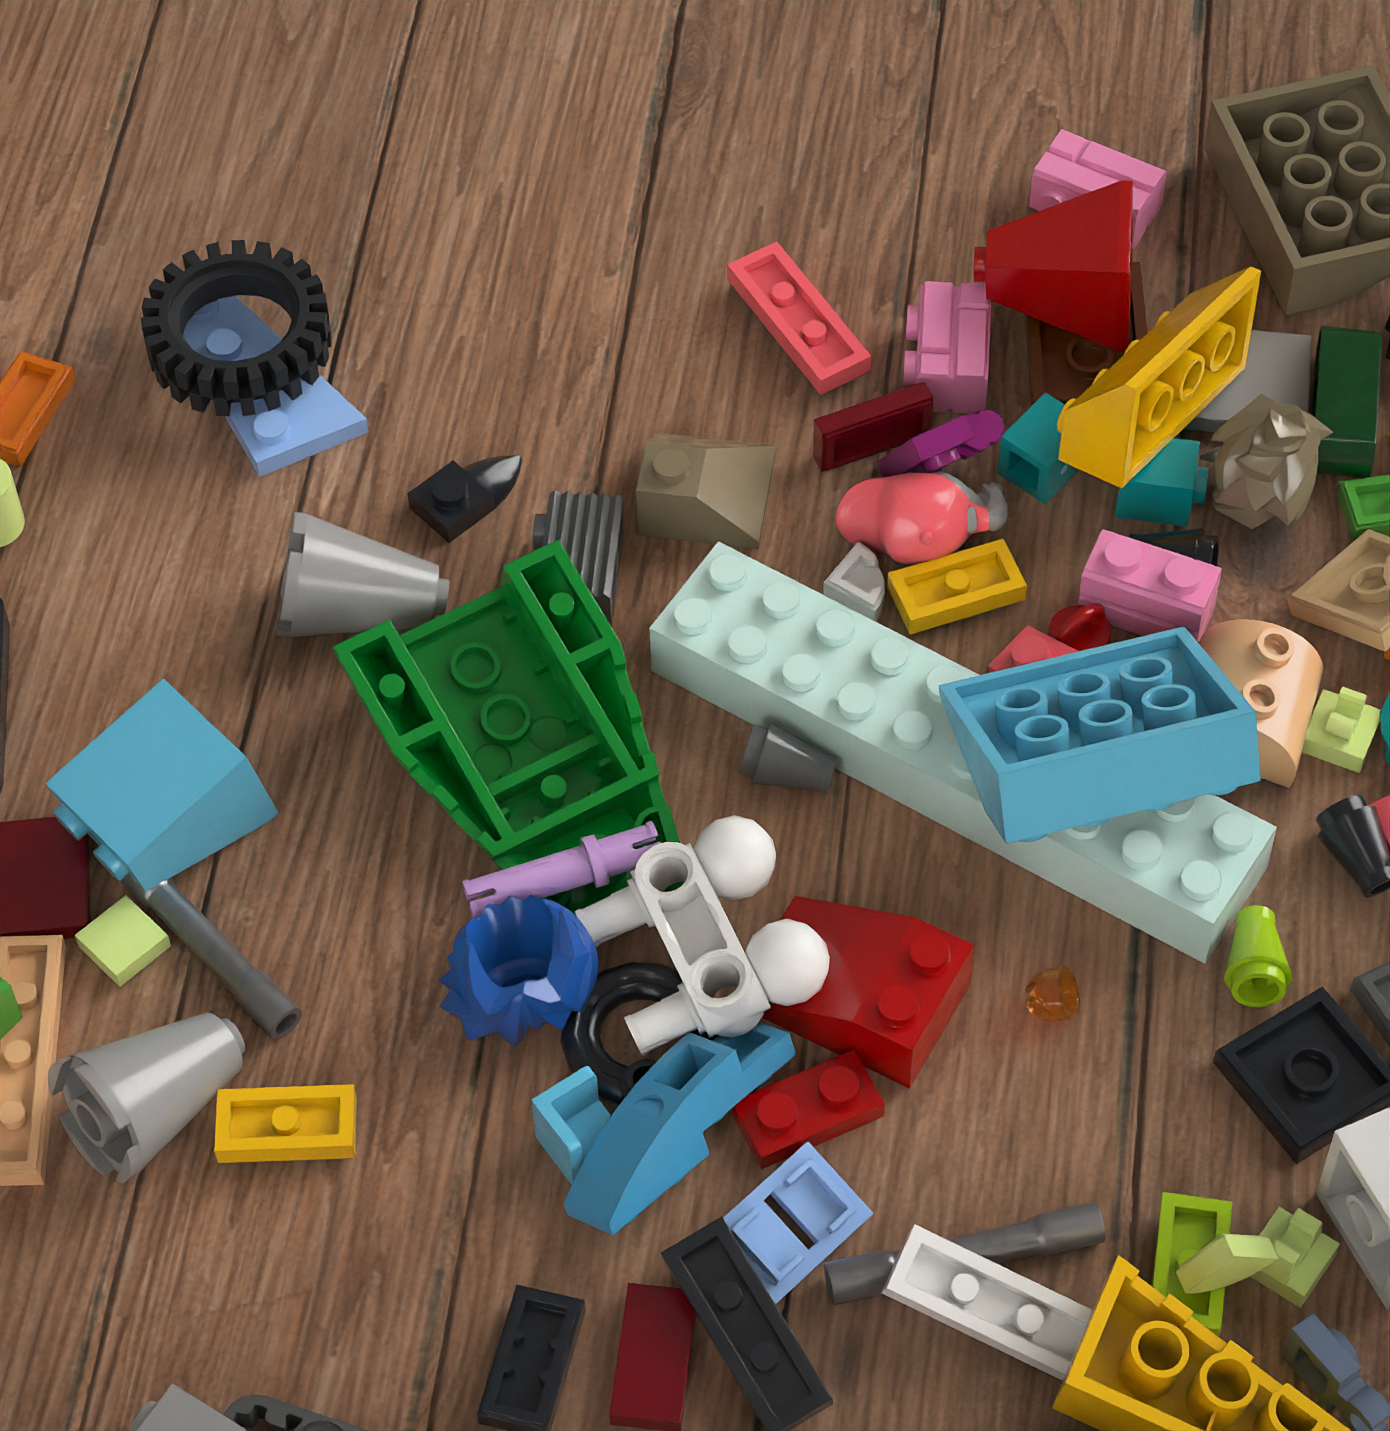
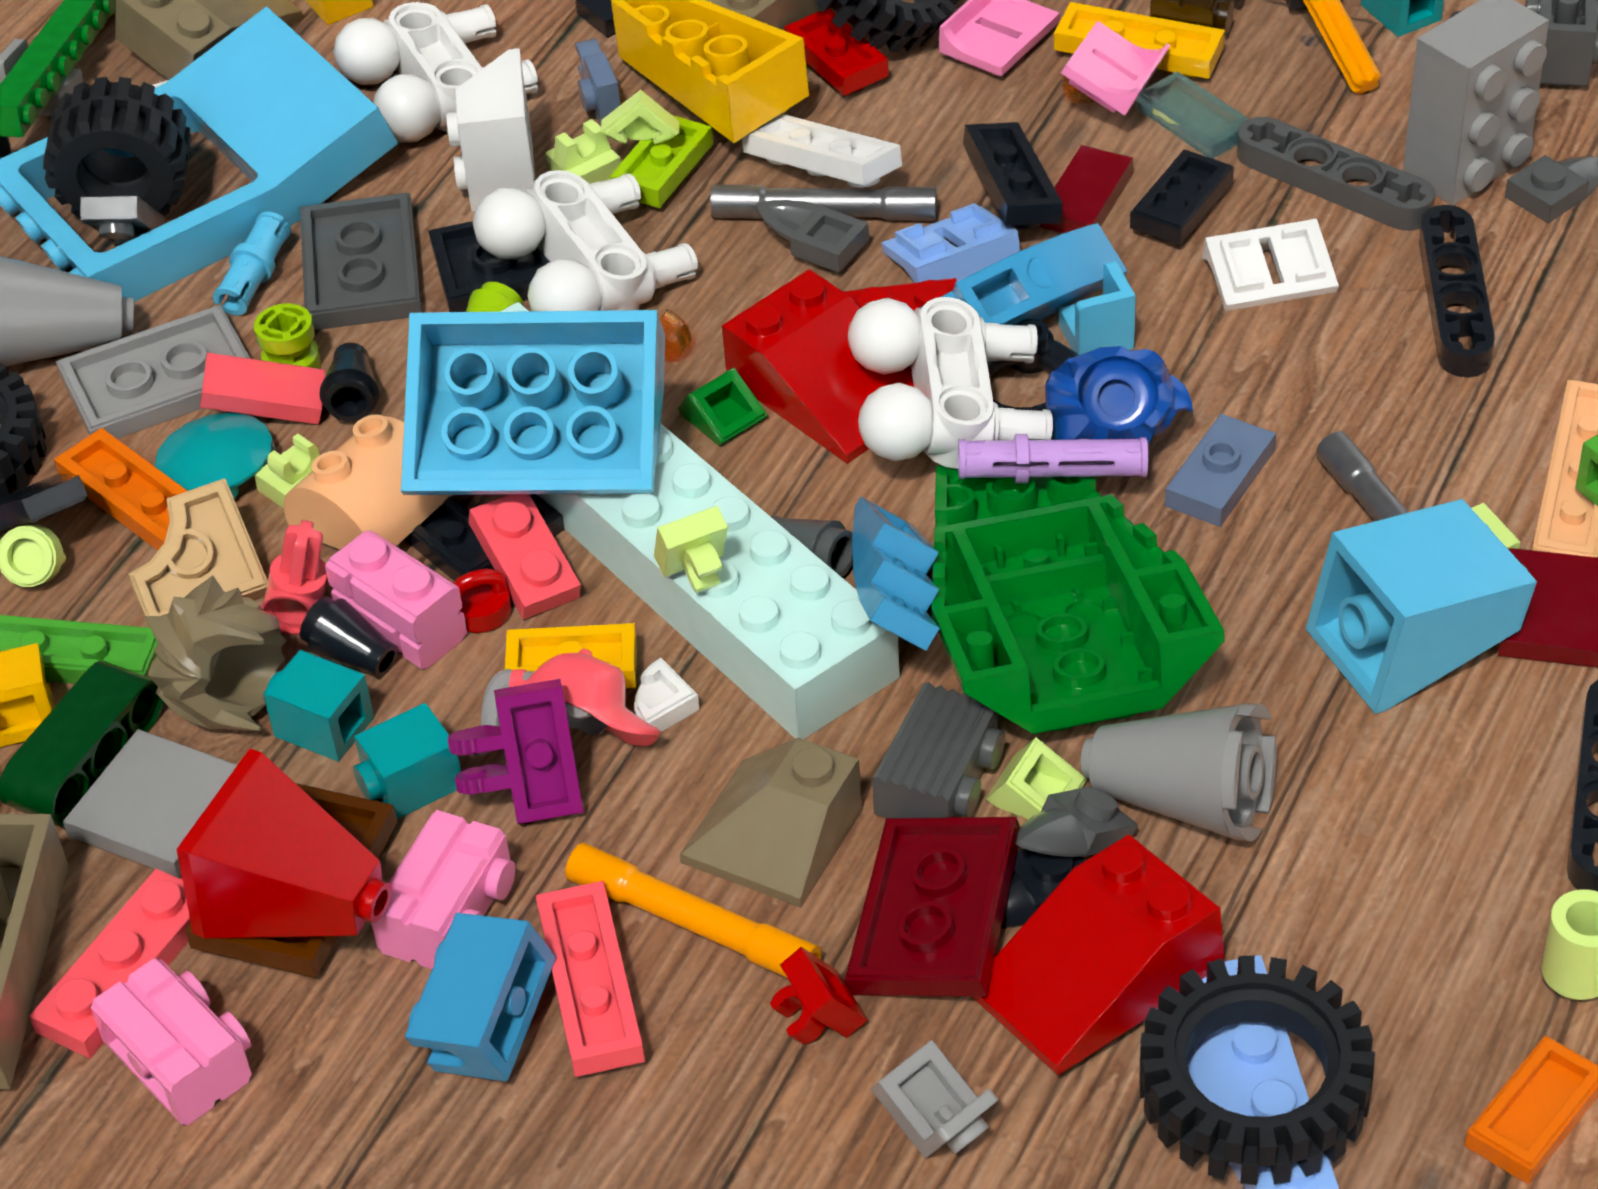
camera: 160 degrees left, 10 degrees down
(143, 1089) = (1467, 390): light grey cone -> none
(182, 1295) = (1459, 289): none -> black beam
(285, 1123) = (1346, 370): yellow plate -> none
(377, 1307) = (1244, 274): none -> white piece
(381, 419) = (1101, 954): none -> red slope
(398, 972) = (1220, 470): none -> sand blue plate
(443, 519) = (1075, 824): none -> dark grey plate
(479, 572) = (1031, 778): none -> yellowish green slope
(480, 284) = (933, 1102): none -> light grey bracket
(536, 435) = (934, 907): none -> dark red tile
(603, 340) = (820, 994): none -> red tile
(675, 382) = (625, 883): none -> light orange piece
(680, 698) = (892, 571): none -> dark azure slope
(861, 604) = (693, 546): none -> yellowish green tile
(870, 257) = (481, 996): none -> dark azure brick
(872, 426) = (558, 823): dark red tile -> none
(952, 1185) = (816, 231): none -> dark grey plate
(962, 915) = (723, 408): none -> green slope
(1161, 381) = (282, 689): yellow slope -> none
(1183, 245) = (144, 928): none -> coral plate
(1200, 1068) = (589, 251): none -> white piece
(1252, 579) = (296, 577): none -> coral axle

